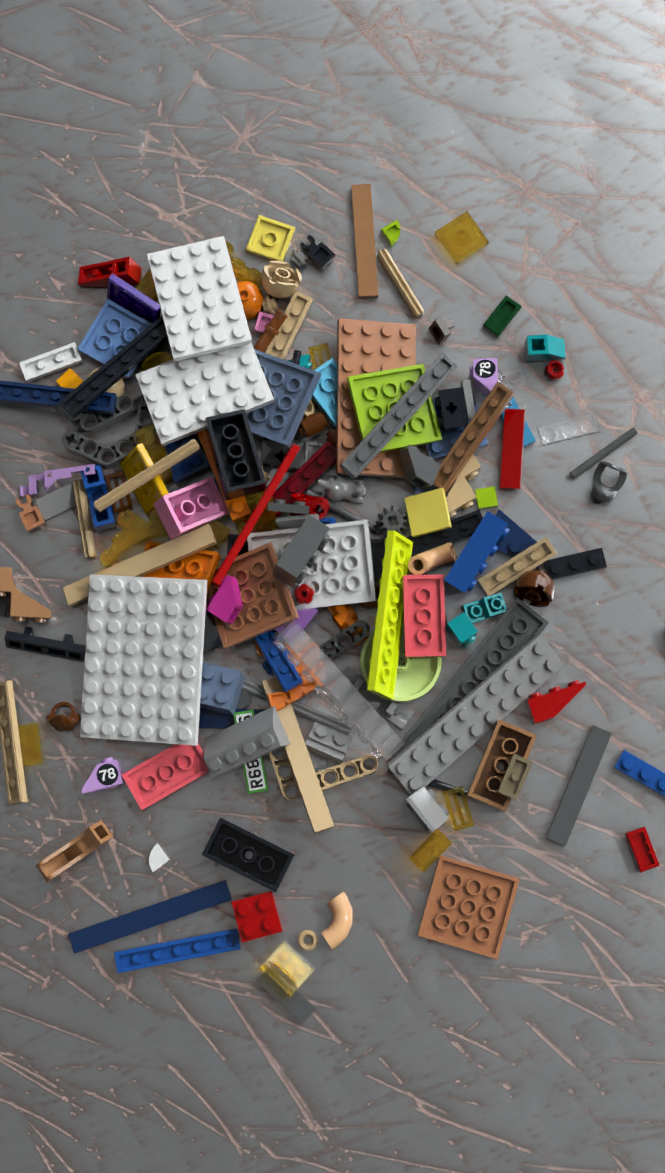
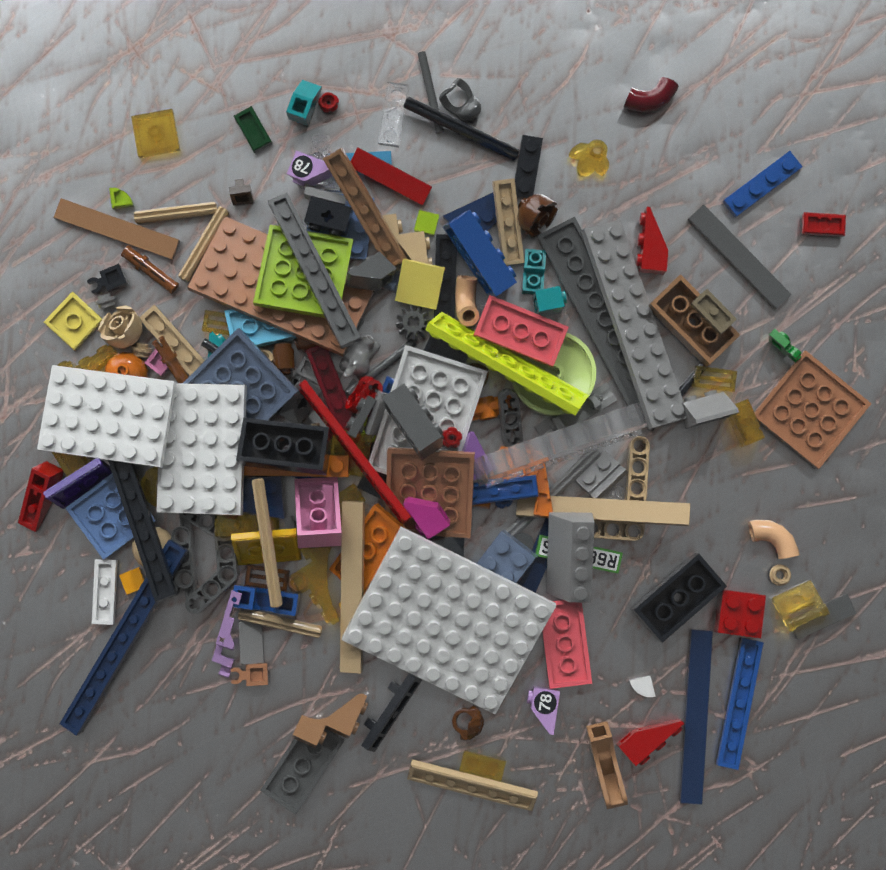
camera: 70 degrees left, 5 degrees up
(108, 876) = (643, 741): none -> red slope
(344, 274) = (130, 255): none -> dark orange pin
(368, 315) = (202, 245): none -> tan axle
(518, 853) = (782, 343): none -> green plate
(582, 492) = (461, 128): none -> black axle
(605, 616) = (588, 160): none -> clear yellow plate

